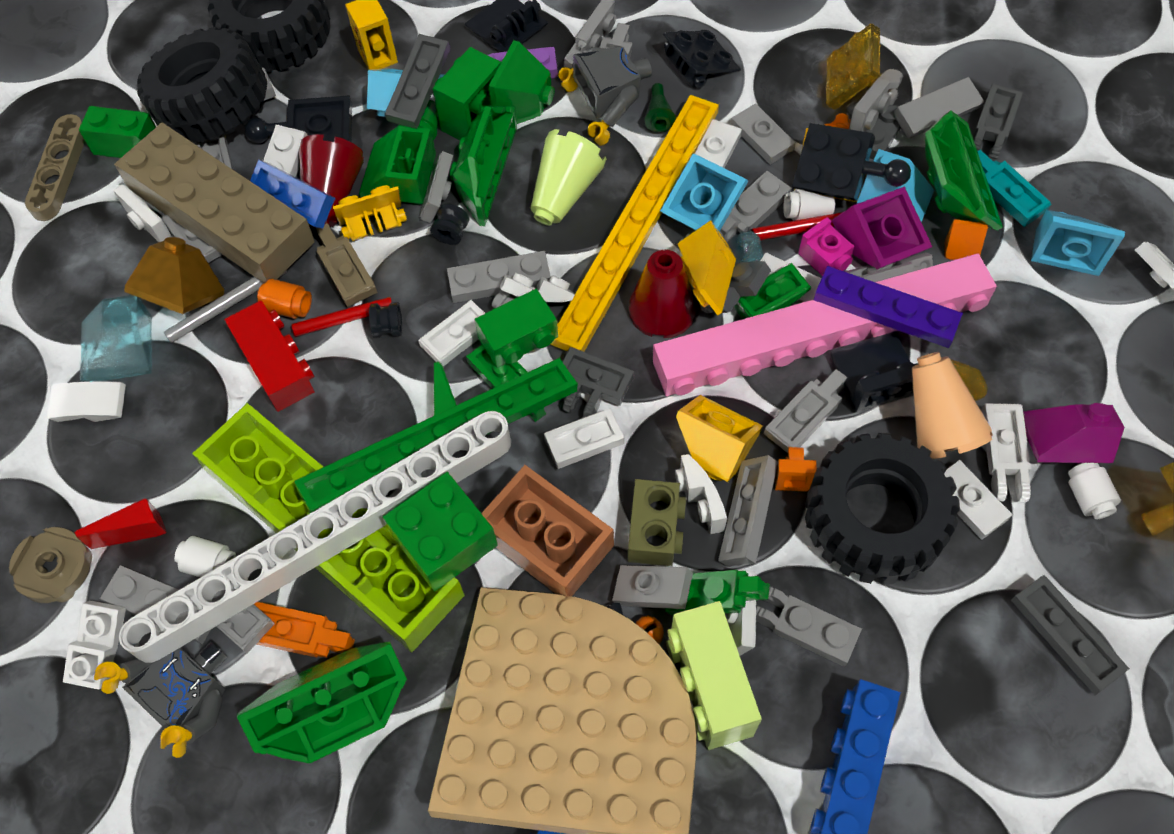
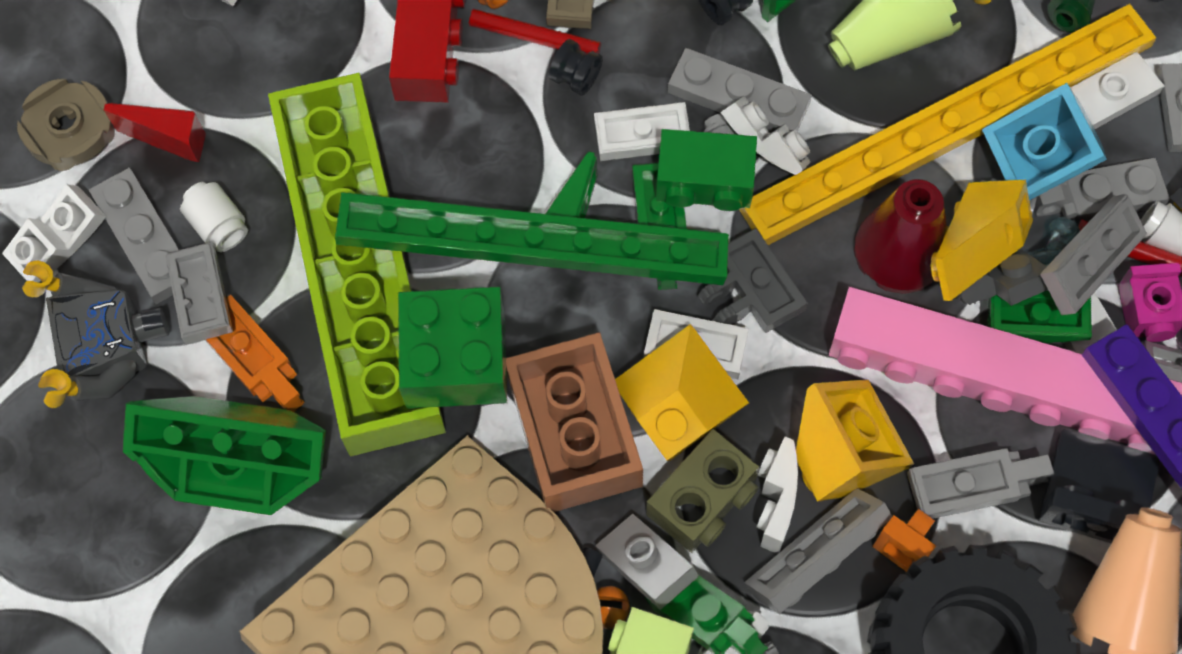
camera: 35 degrees right, 5 degrees up
(303, 534) = (316, 256): white beam -> none
(598, 472) = (680, 393): none -> yellow slope
(778, 240) = (1093, 254): none -> light grey tile

